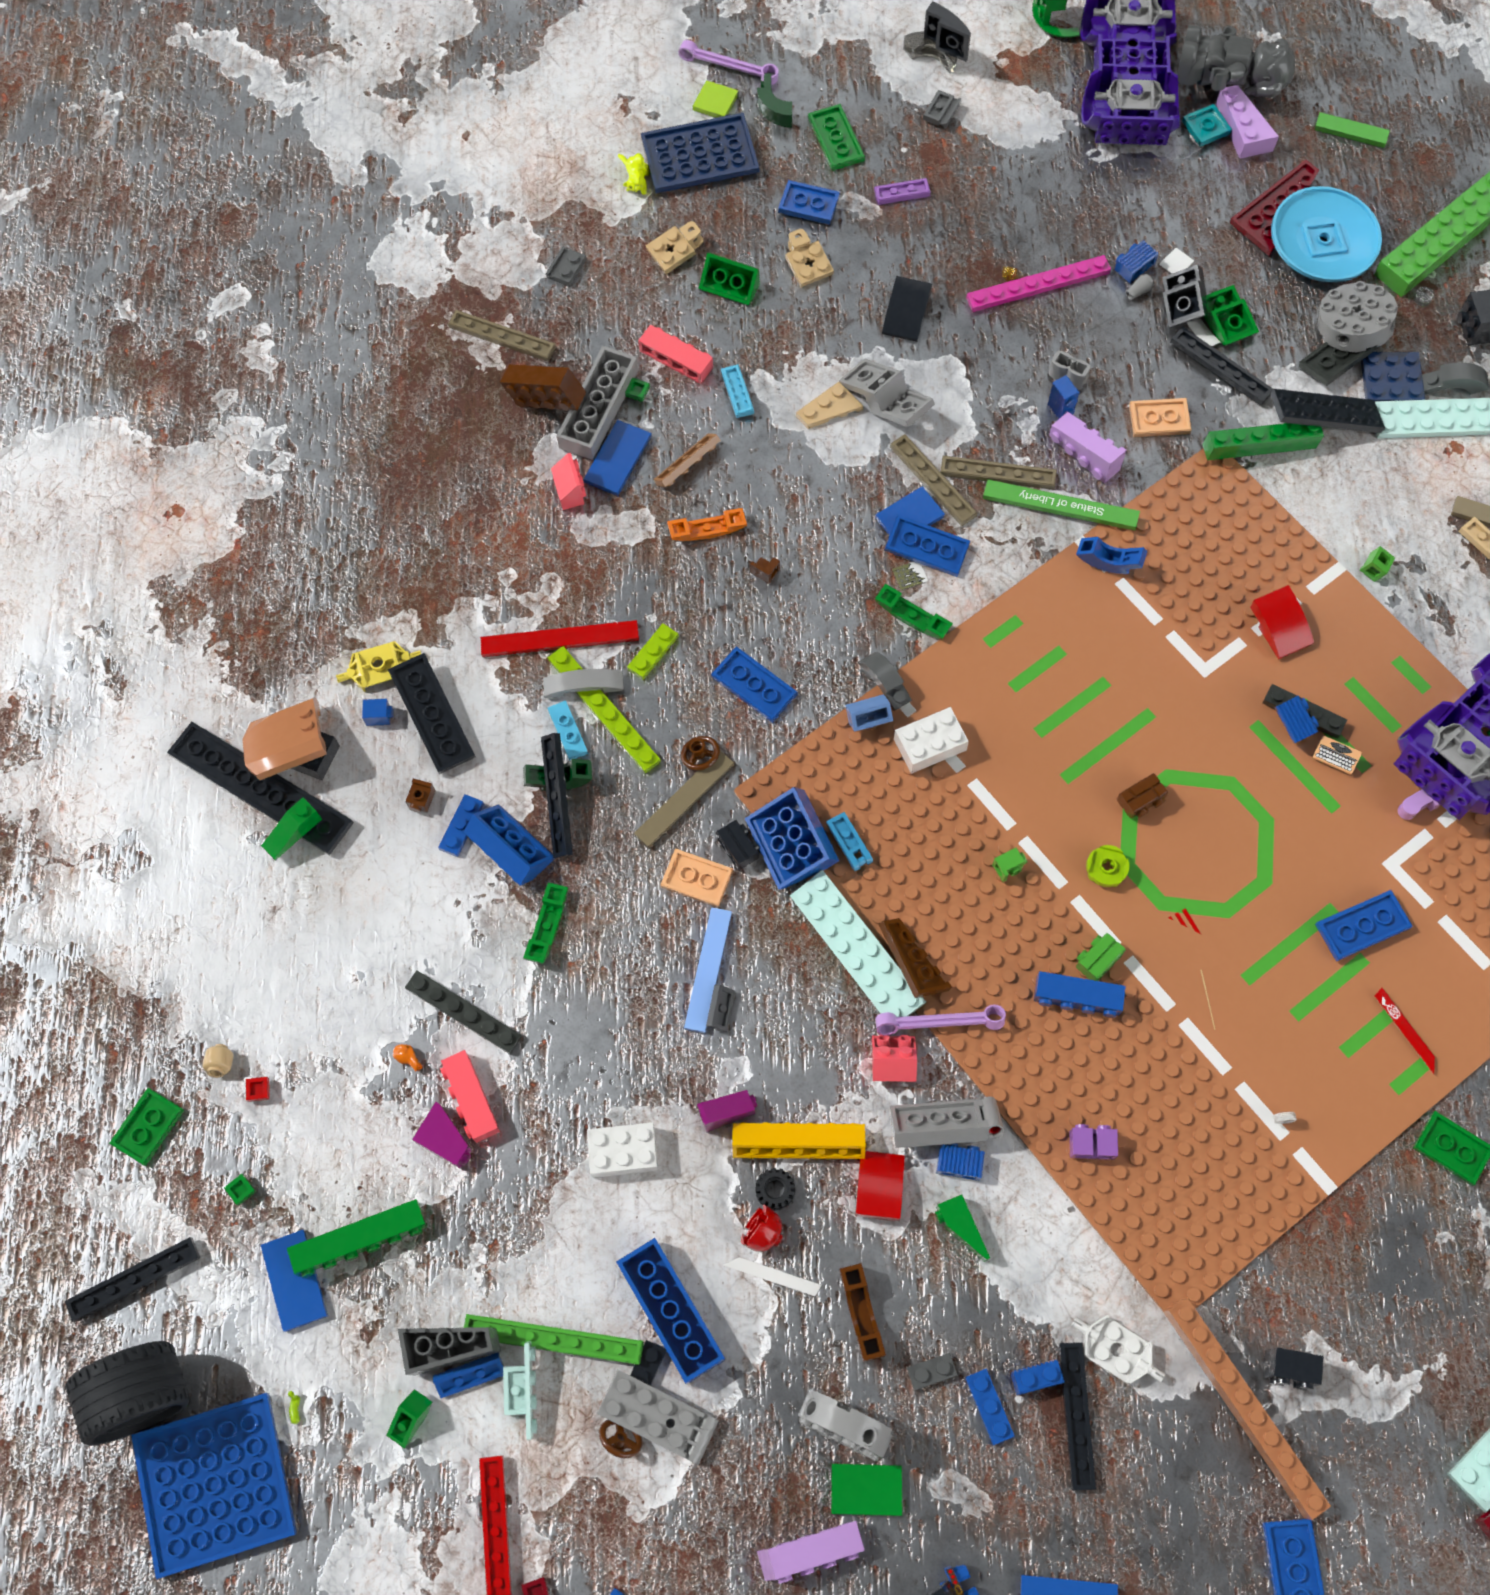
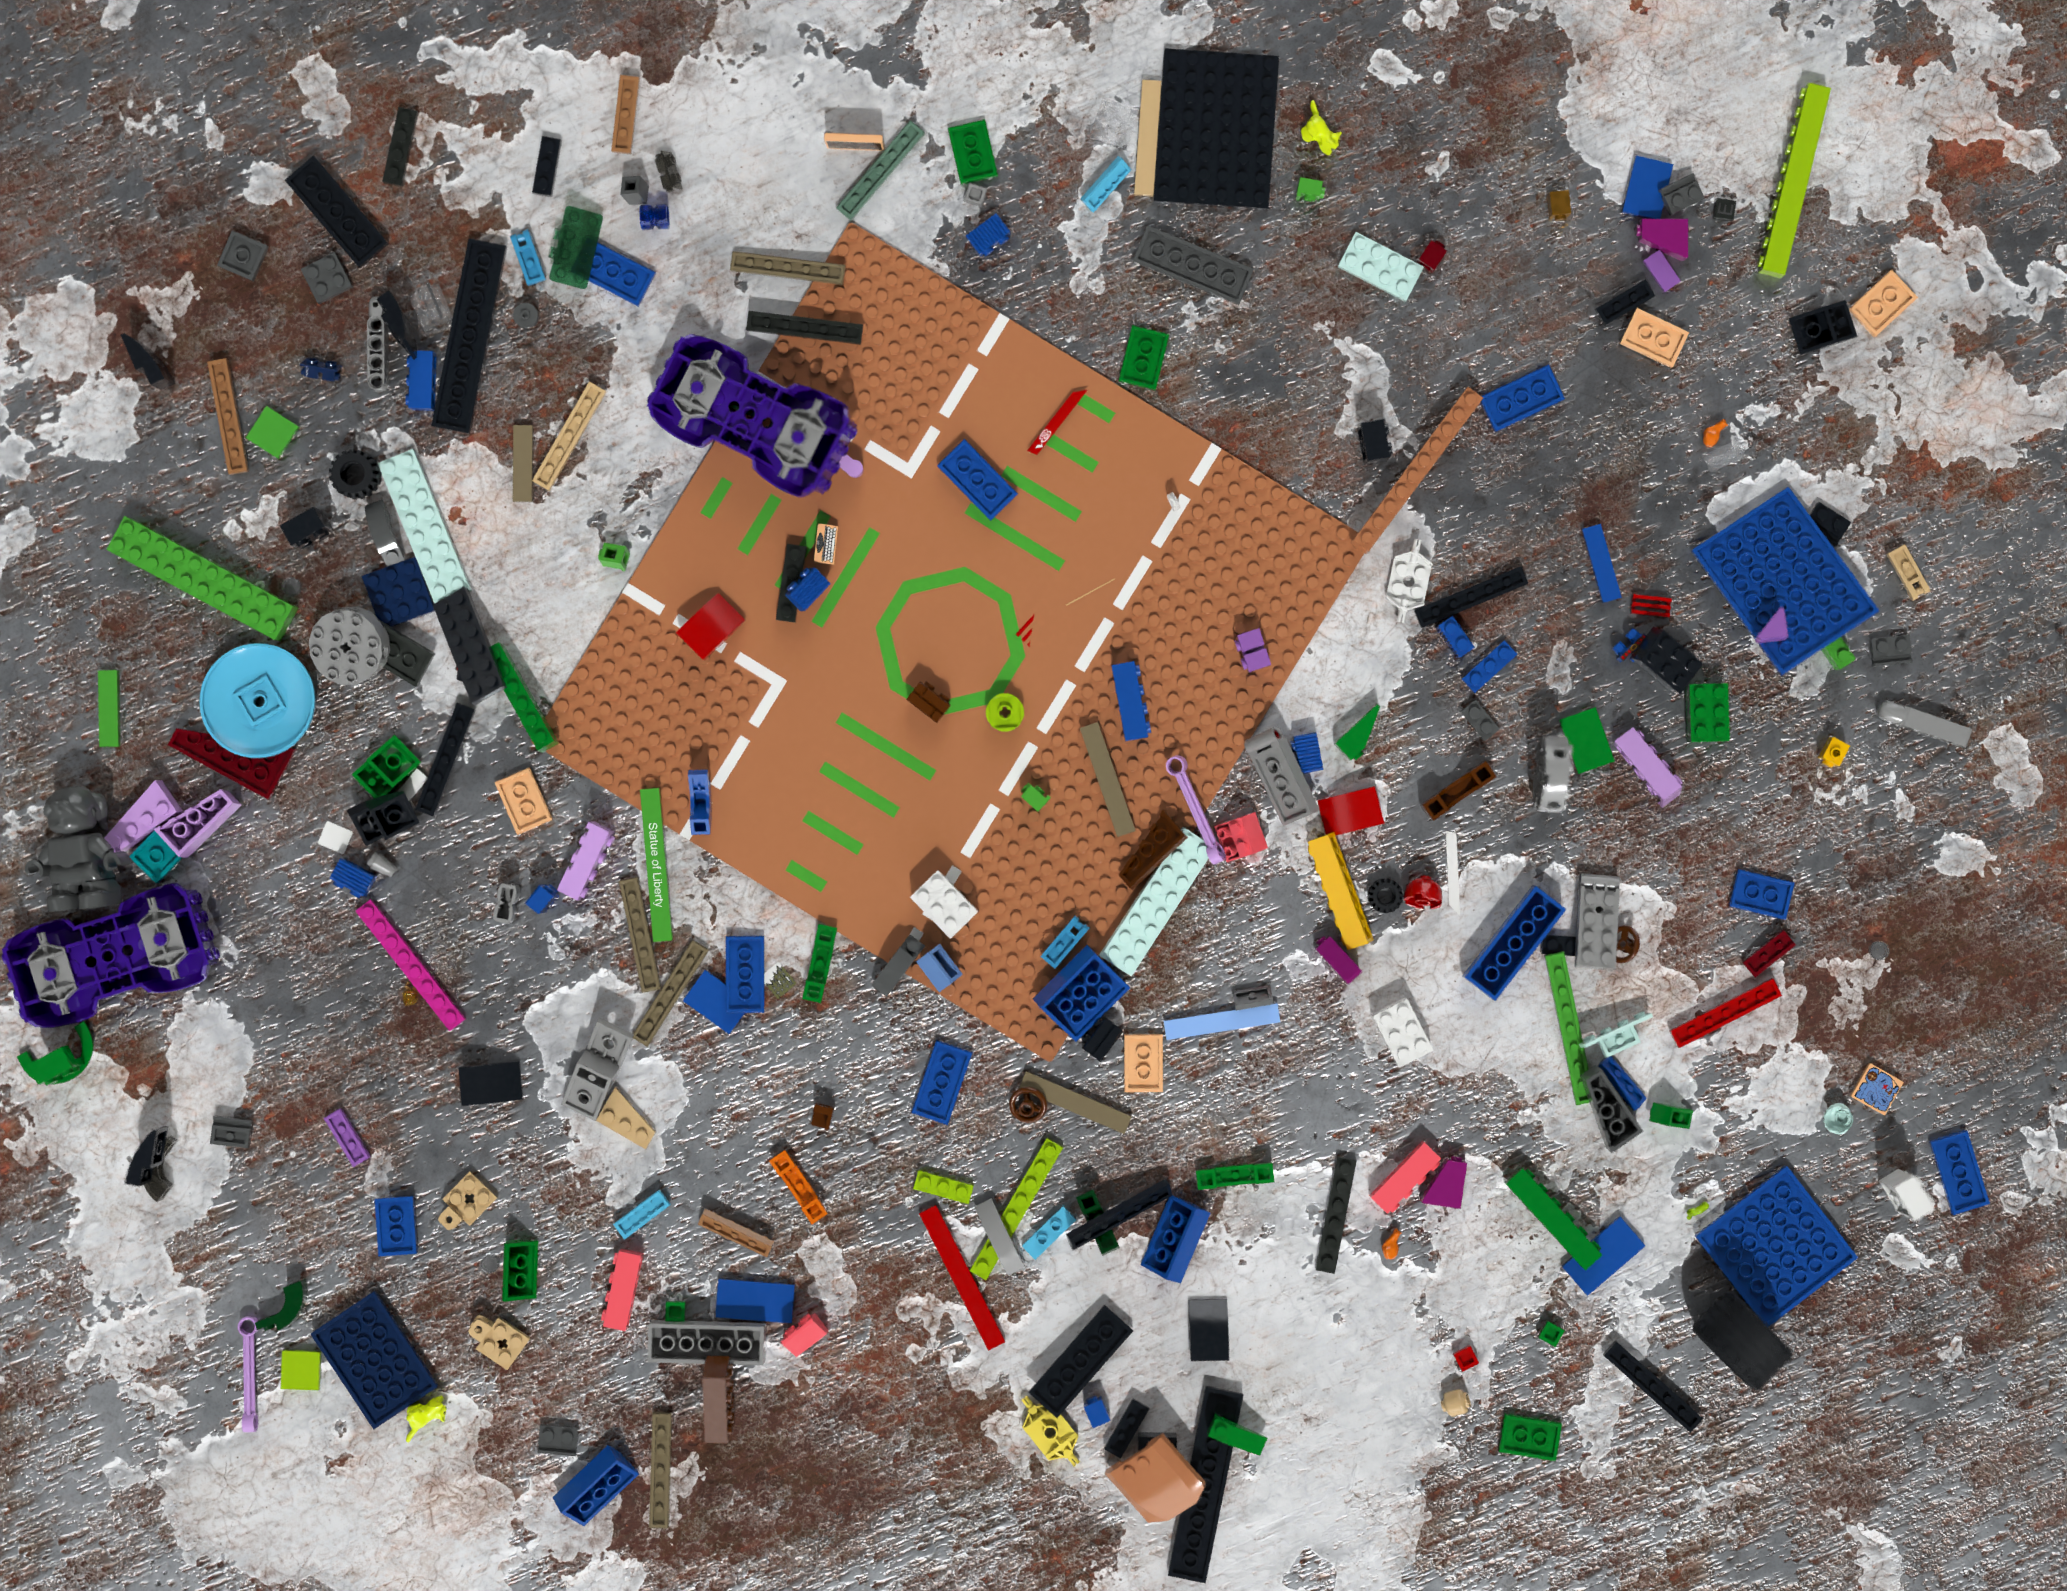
camera: 115 degrees left, 20 degrees up
(348, 734) = (1126, 1428): none -> black plate
(405, 843) = (1208, 1330): none -> black slope
(423, 802) = (1156, 1331): reddish brown brick -> none
(454, 836) = (1172, 1290): blue plate -> none
(512, 279) = (595, 1486): none -> blue slope
(836, 137) = (303, 1228): green tile -> none
(1003, 943) = (1107, 779): none -> dark tan tile
(1100, 957) = (1091, 693): bright green brick -> none
(1226, 159) = (194, 826): none -> lavender wedge

